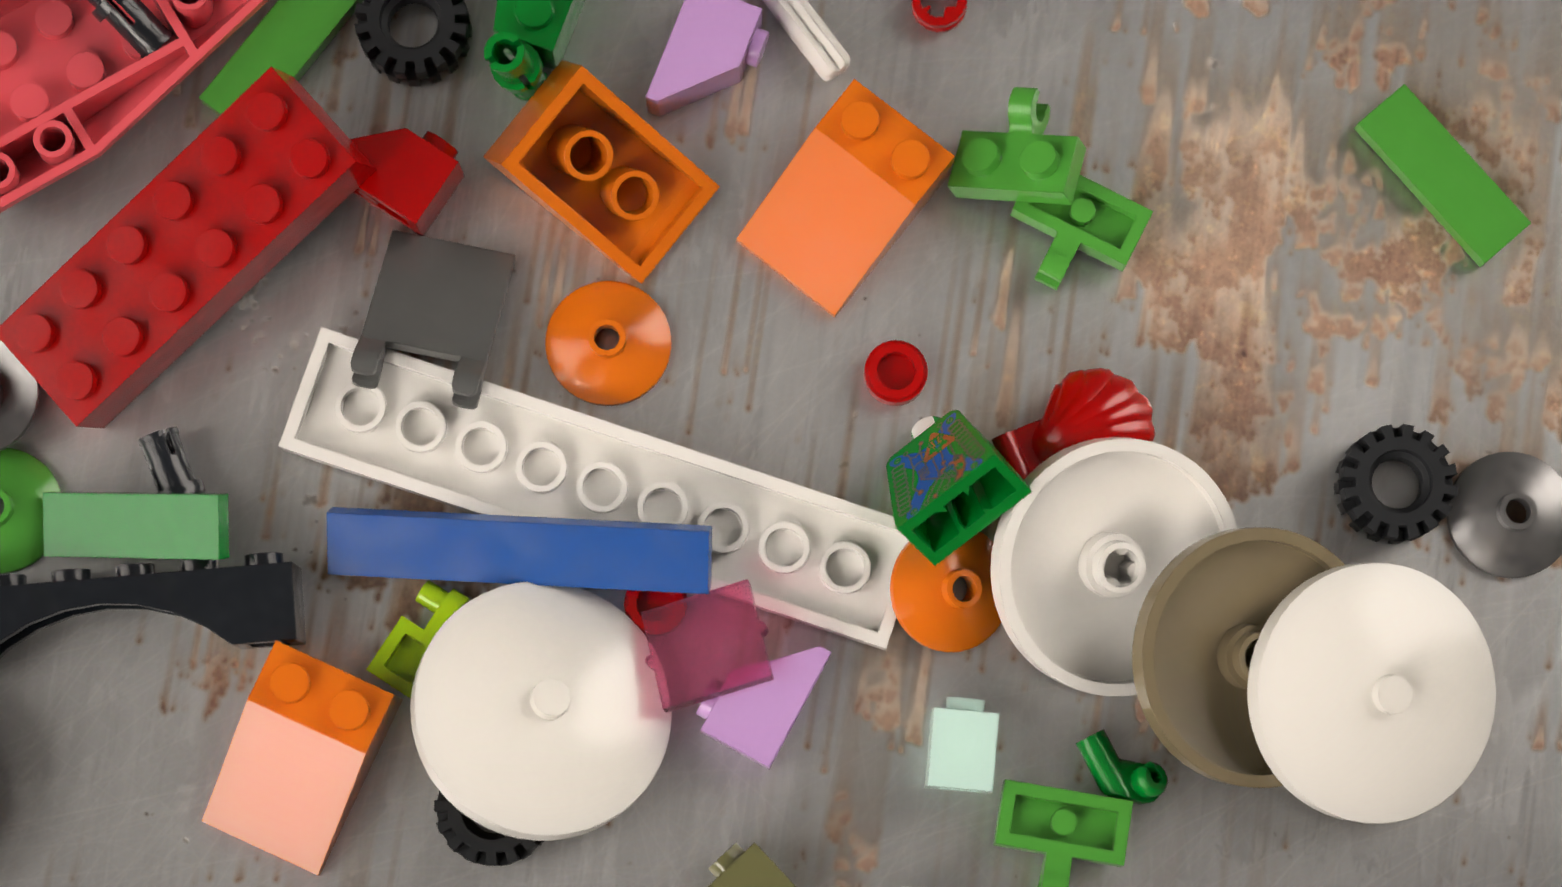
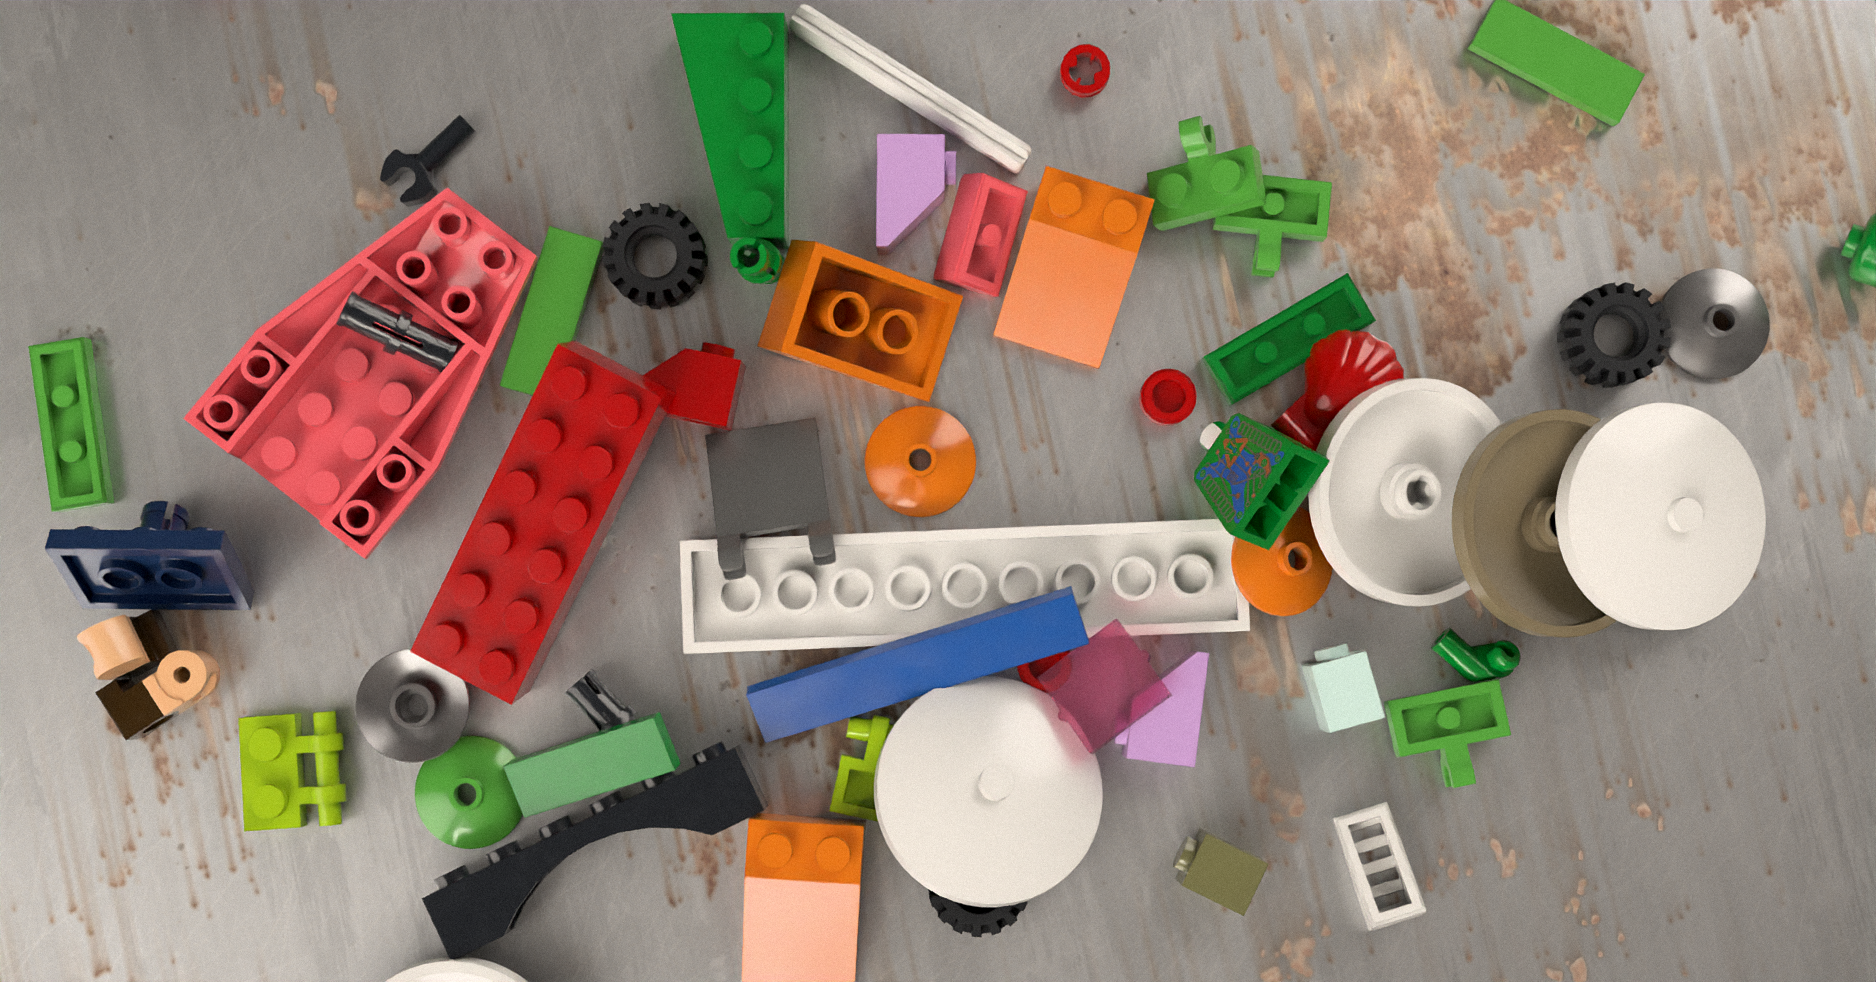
camera: 20 degrees left, 5 degrees up
(764, 130) = (980, 234): none -> coral slope
(1037, 359) = (1286, 339): none -> green tile

